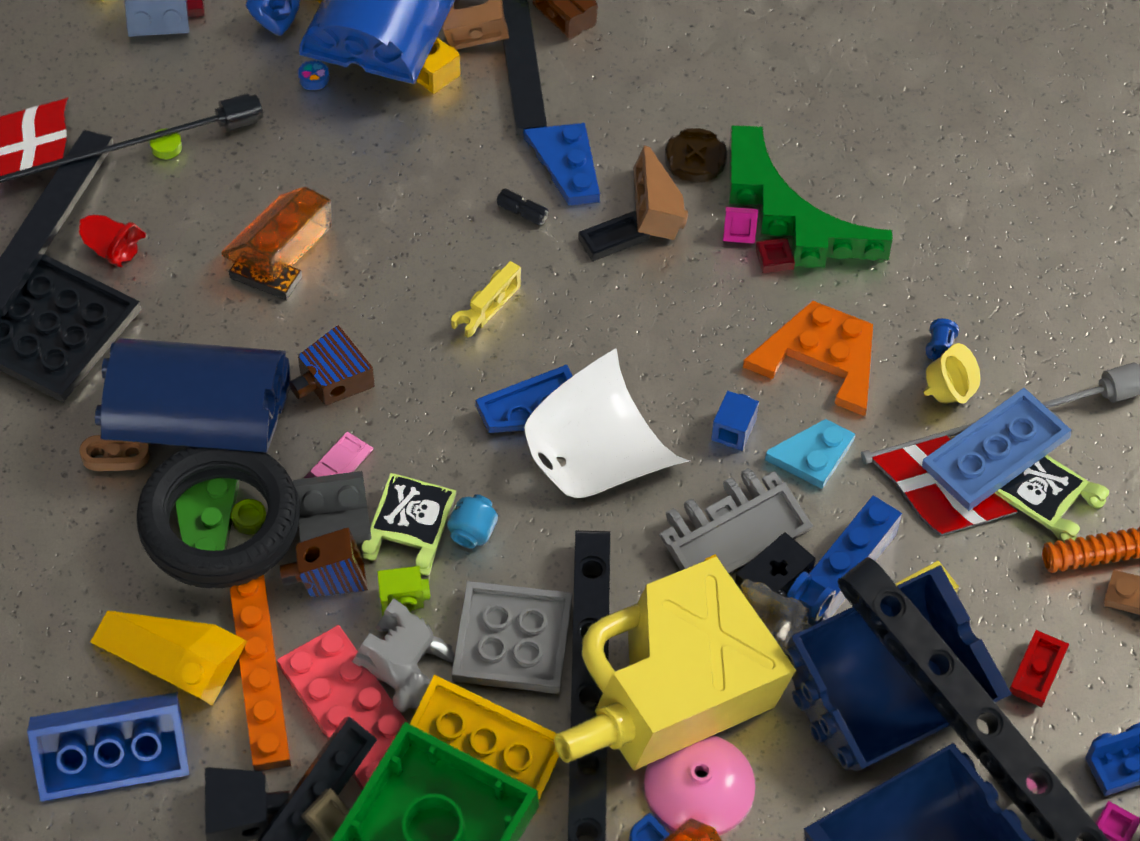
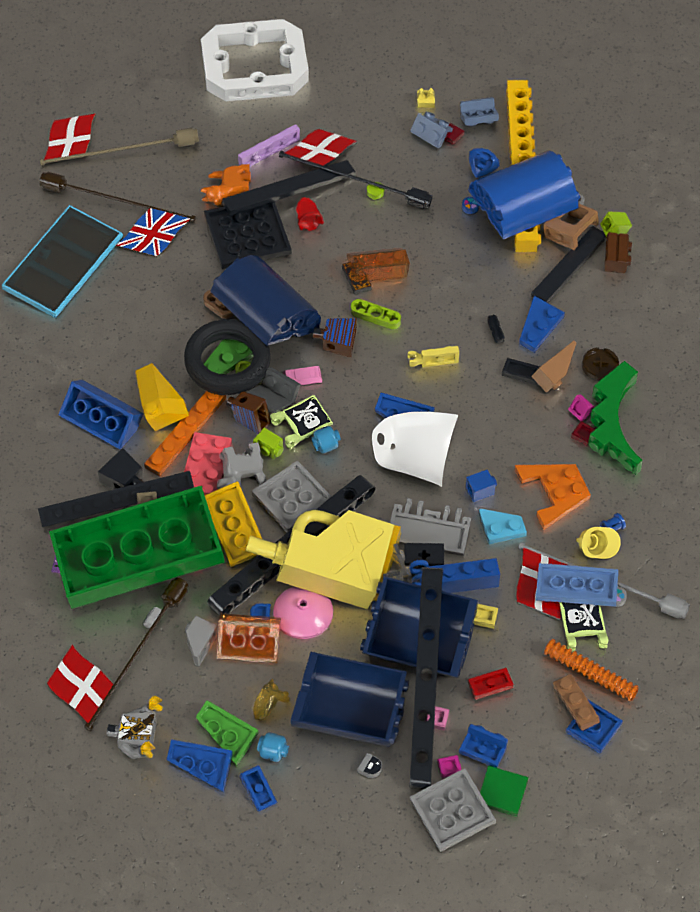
camera: 45 degrees right, 0 degrees up
(339, 315) = (390, 314): none -> lime beam

